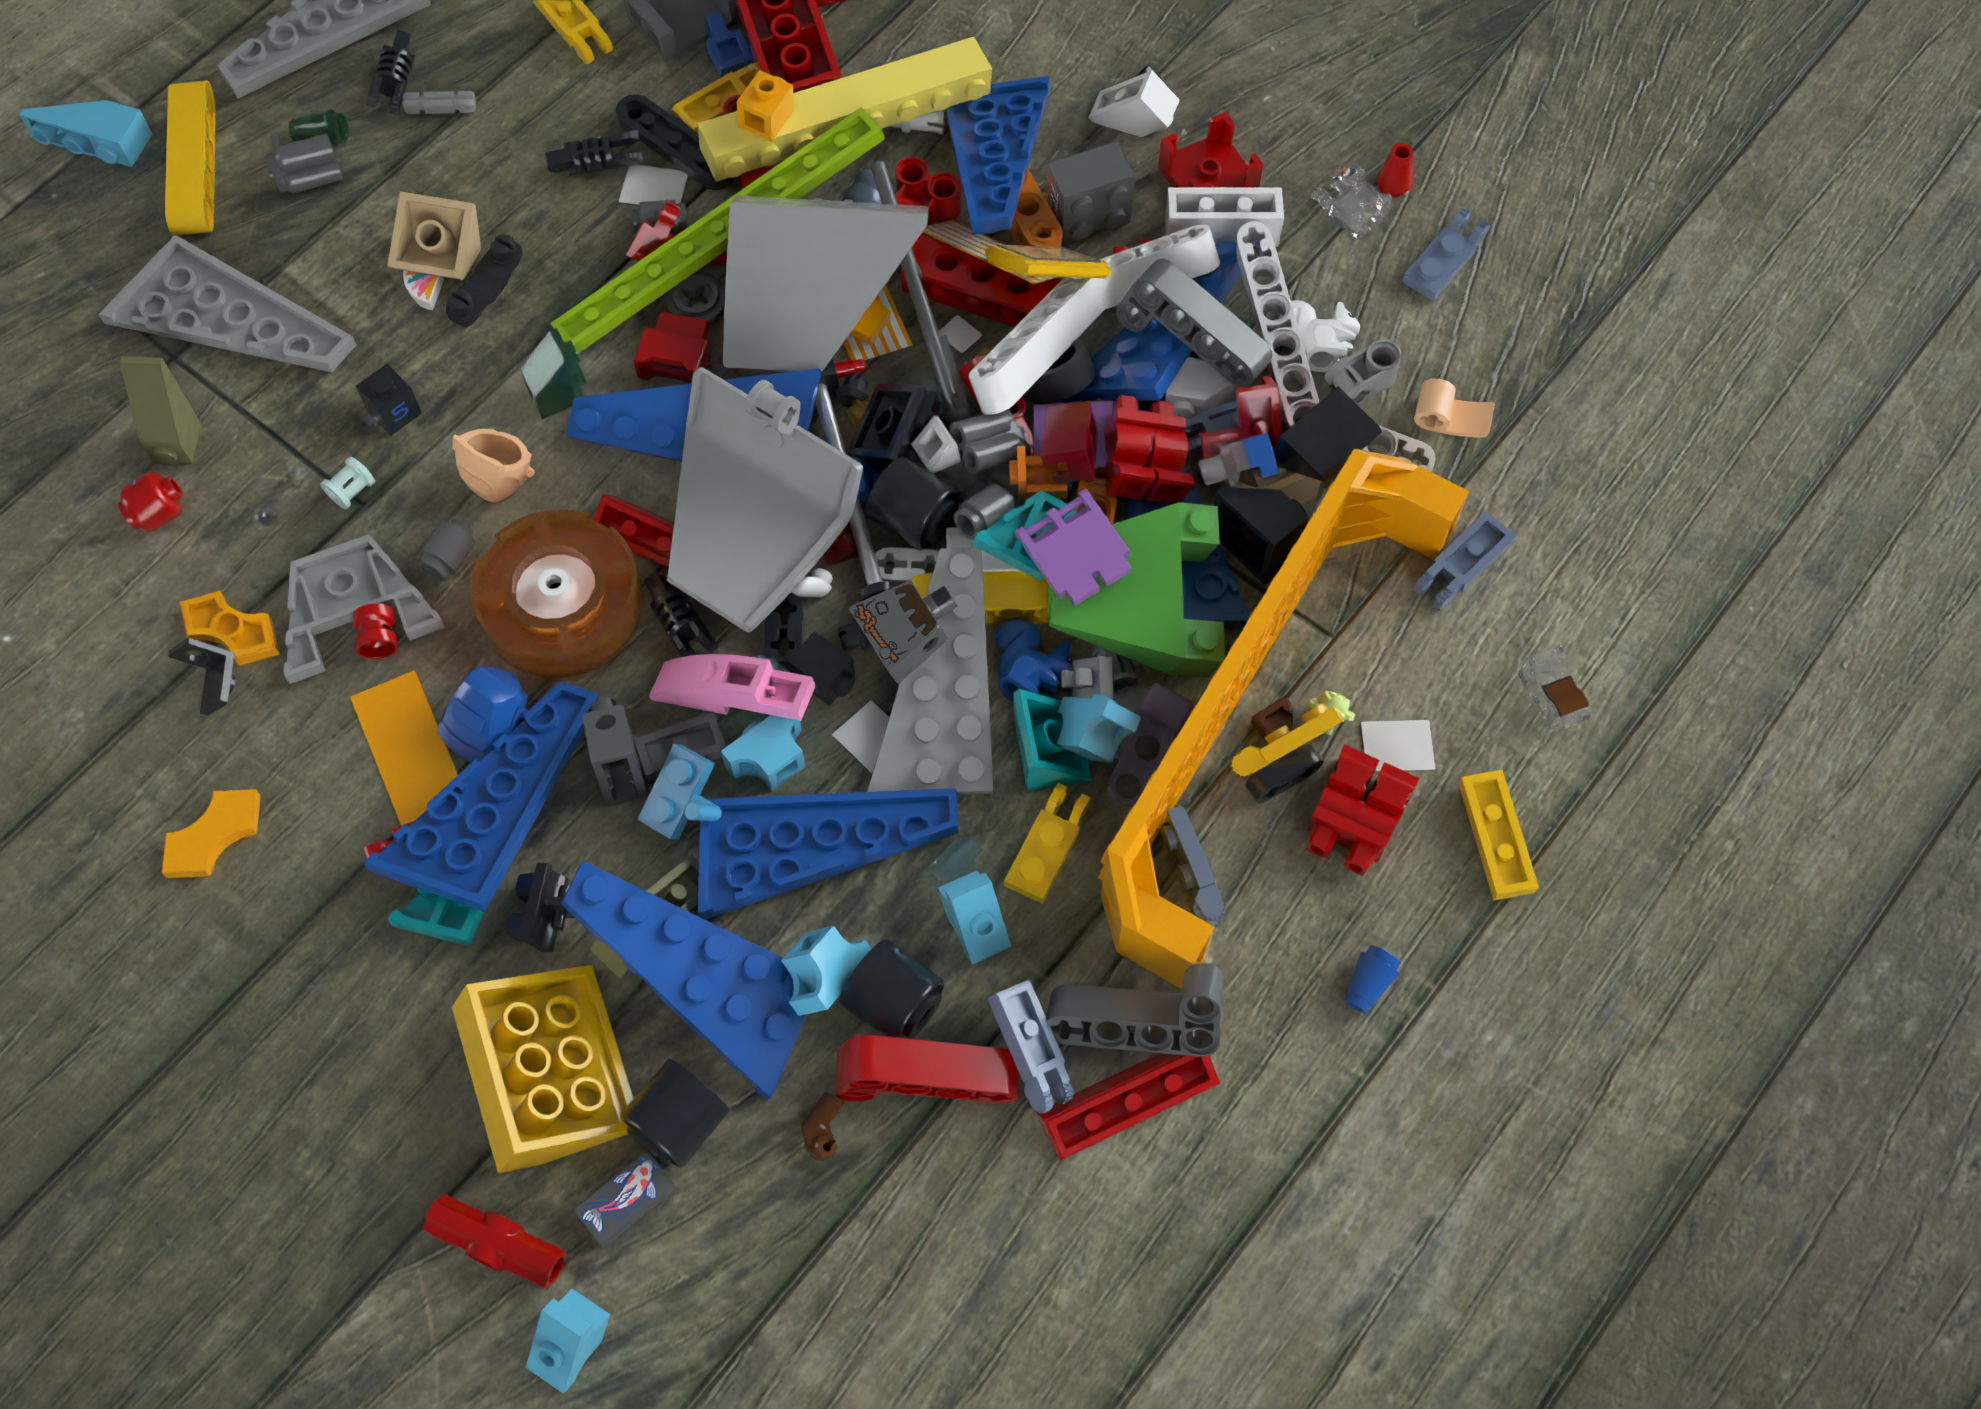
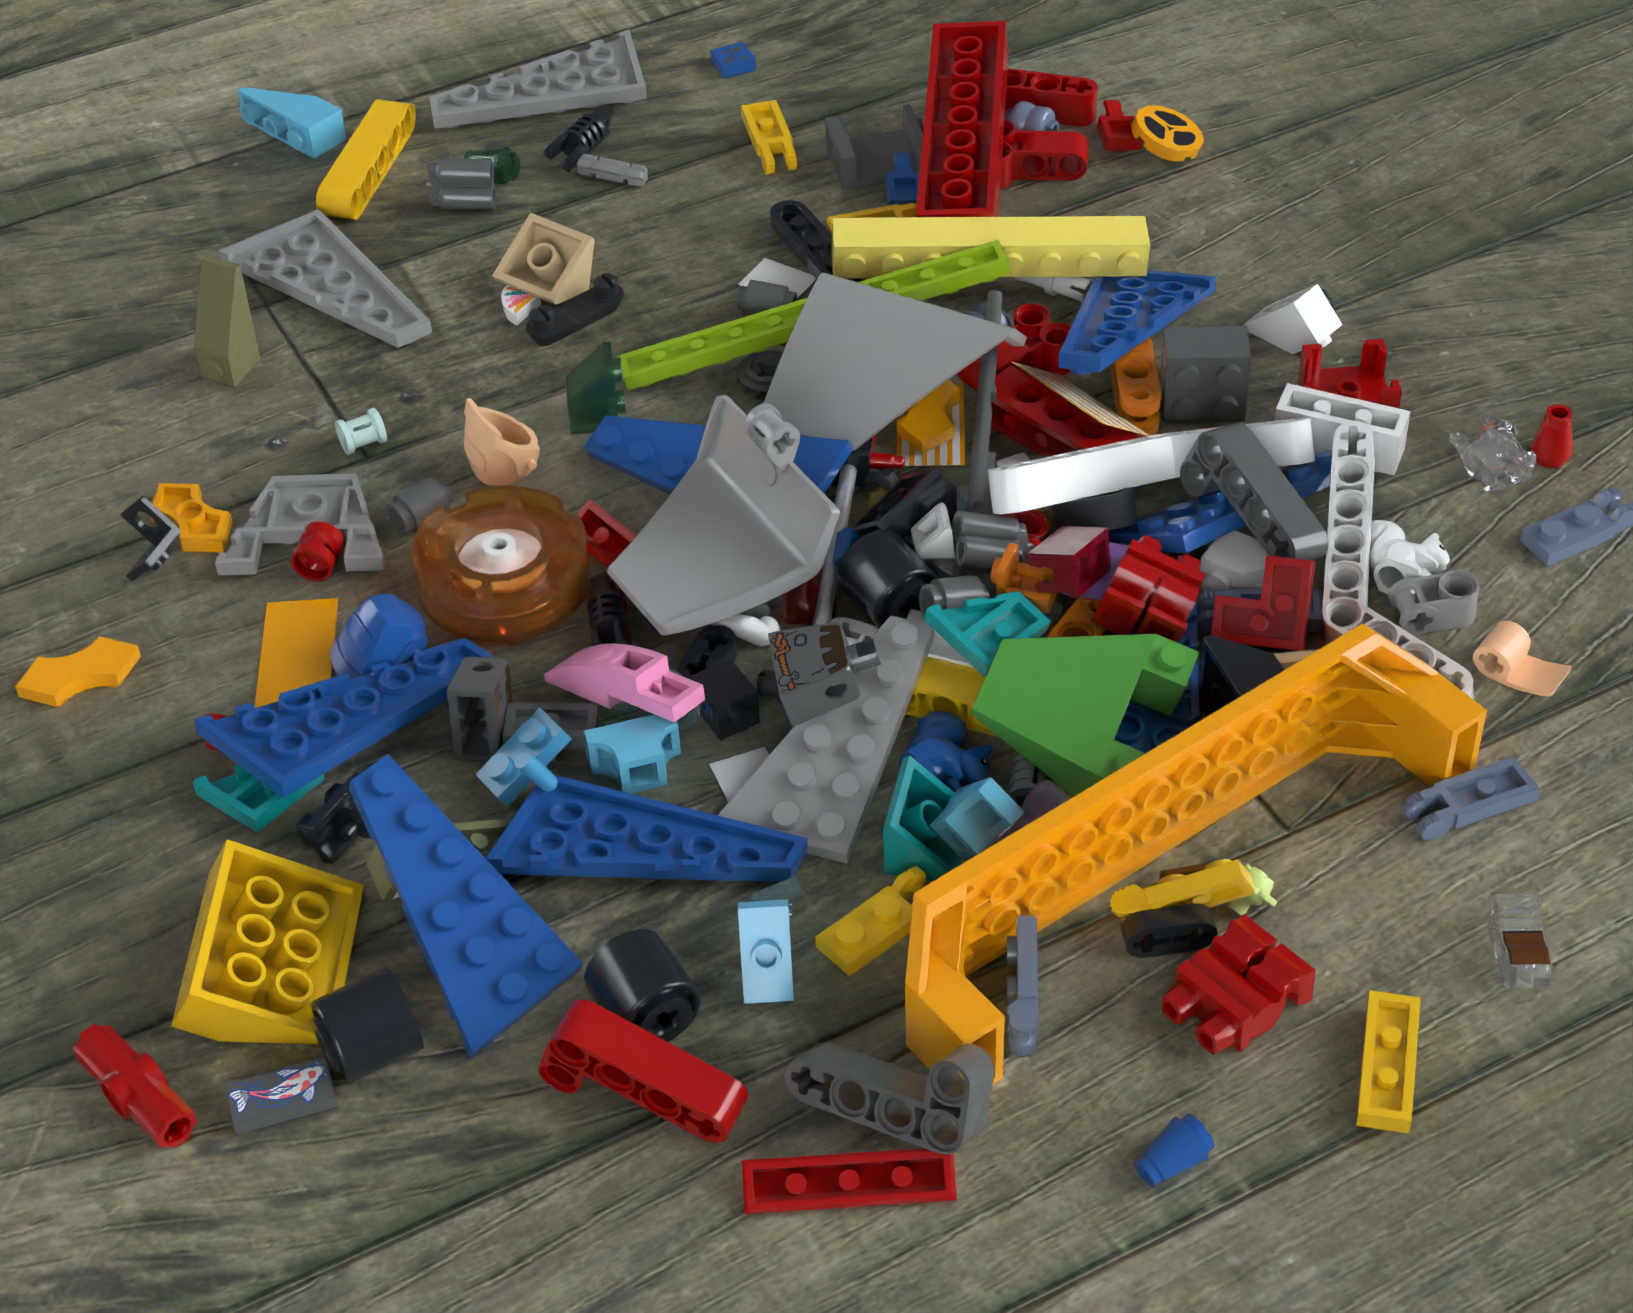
camera: 25 degrees right, 20 degrees down
(150, 501) = (178, 399): red head -> none
(388, 399) = (434, 375): black brick -> none
(566, 1338) = (150, 1187): medium azure brick -> none
(593, 154) = (732, 238): black hinge -> none
(652, 236) = (747, 304): red plate -> none
(673, 348) = (698, 401): red piece -> none
(765, 105) = (902, 214): light orange brick -> none
(817, 1129) = (505, 1096): reddish brown arm -> none
(821, 968) = (574, 939): medium azure brick -> none
(1032, 1046) = (762, 1081): sand blue hinge -> none
(1046, 261) = (1126, 408): yellow piece -> none
(1076, 549) = (1026, 644): medium lavender plate -> none
(1090, 677) = (1005, 772): light grey tile -> none
(1237, 457) = (1242, 614): clear hips -> none
(1325, 437) = (1337, 609): black slope -> none
(1399, 743) = (1323, 948): white sticker -> none

